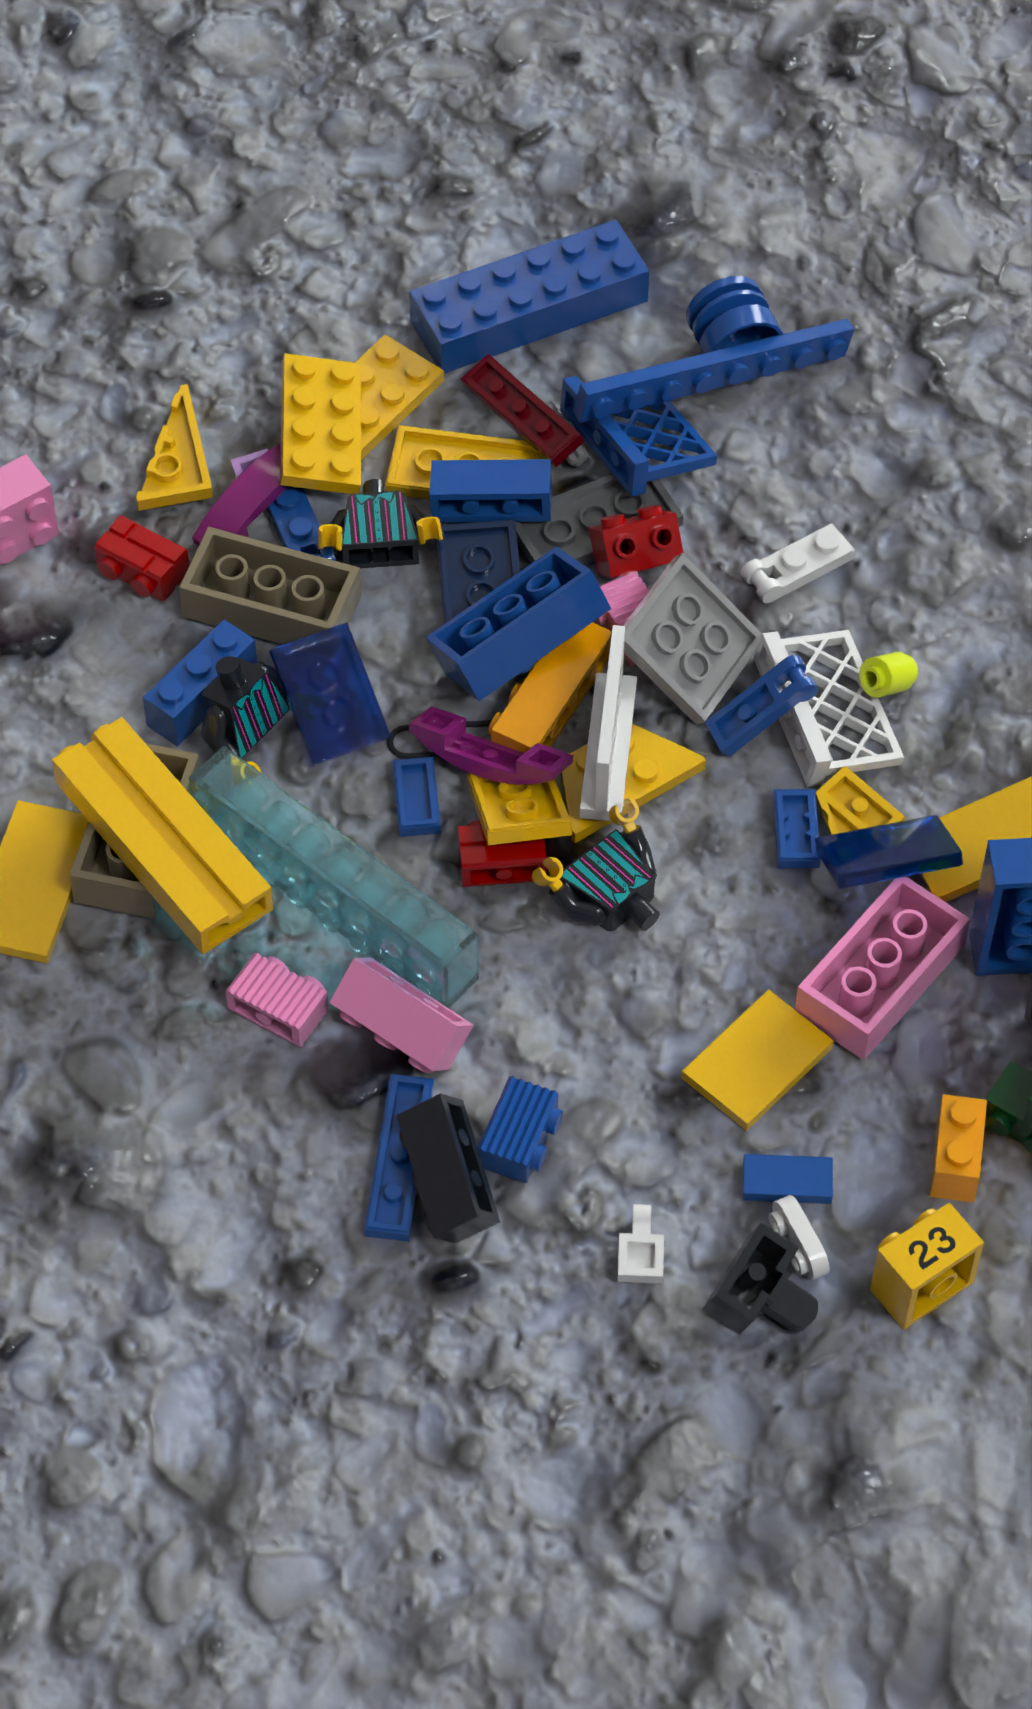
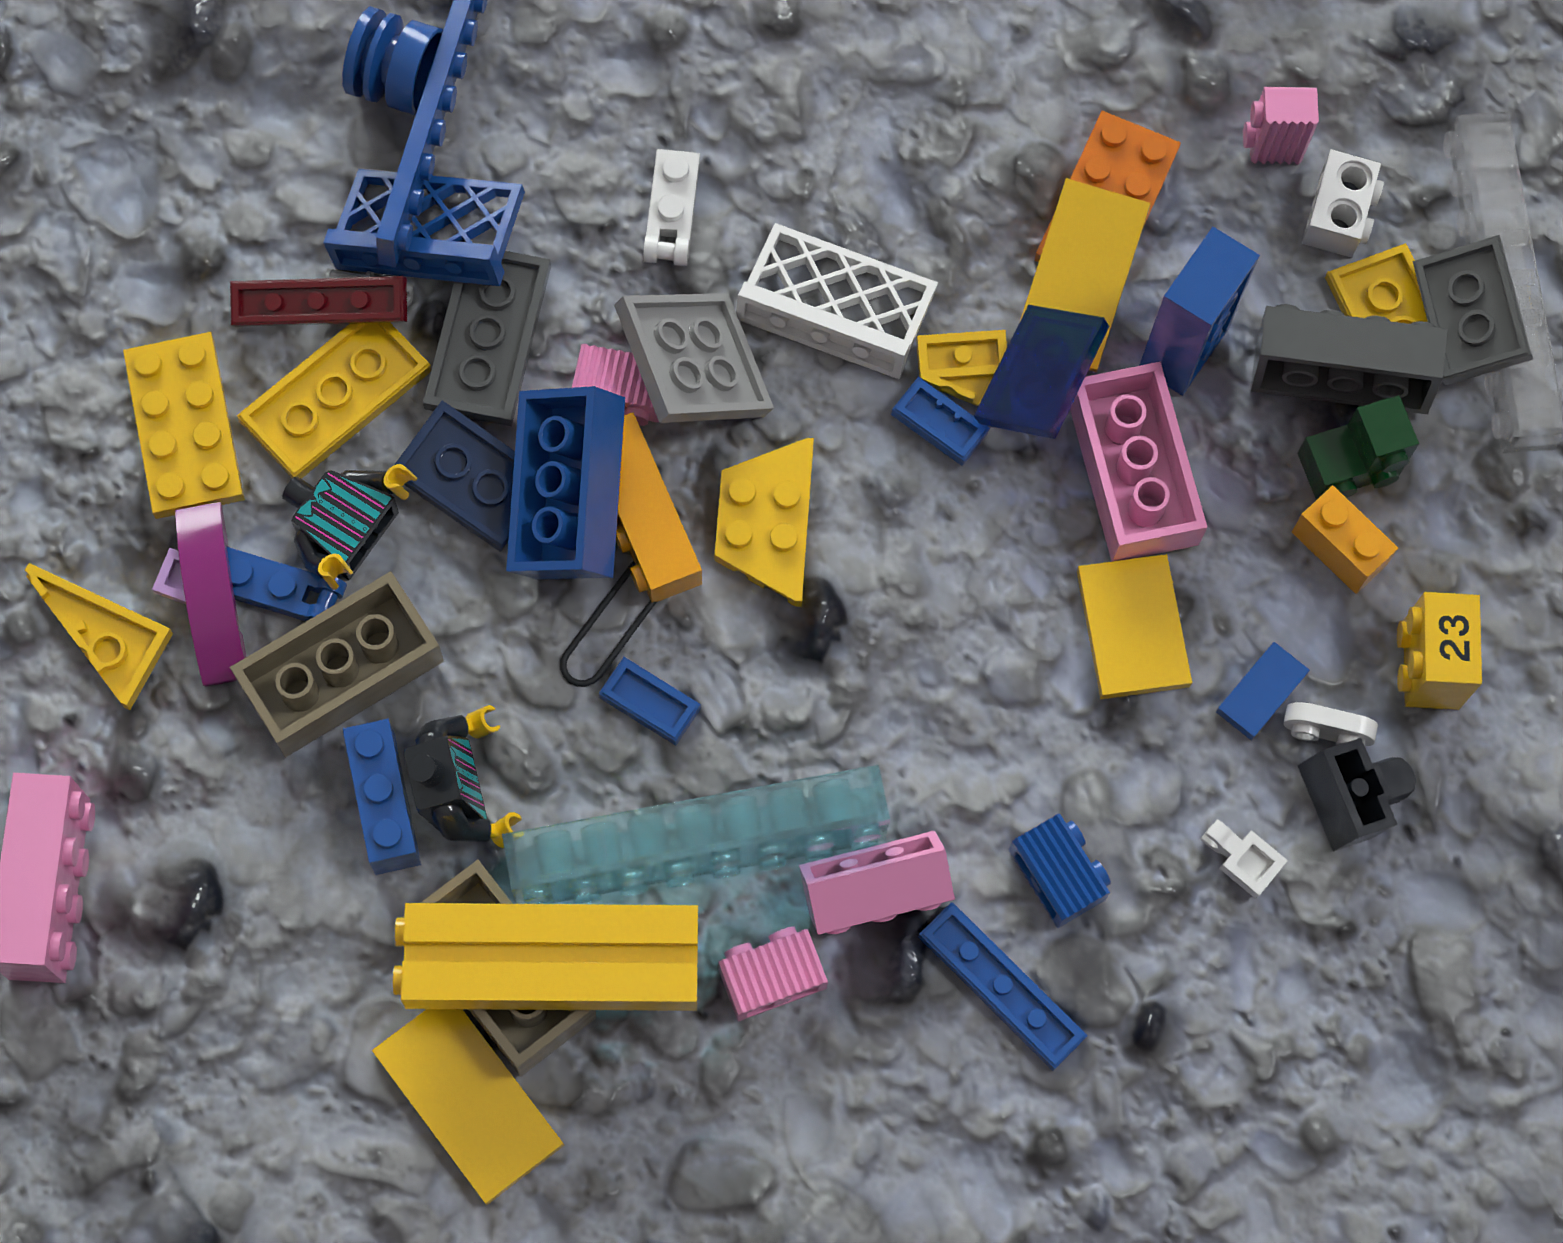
camera: 55 degrees left, 15 degrees up
(141, 559) = (194, 749): red brick -> none
(320, 424) = (190, 482): yellow plate -> none
(330, 694) = (495, 696): clear blue tile -> none
(447, 737) = (670, 613): magenta slope -> none
(447, 1169) = (1064, 959): black brick -> none
(491, 490) = (394, 395): blue brick -> none
(497, 863) = (773, 675): red brick -> none
(519, 811) = (746, 626): yellow tile -> none
(529, 296) = (195, 198): blue brick -> none
(609, 735) = (742, 498): white fence -> none
(609, 880) = (875, 608): torso -> none
(635, 542) = (553, 320): red brick -> none
(761, 705) = (809, 354): blue plate -> none
(887, 674) = (854, 230): neon yellow brick -> none

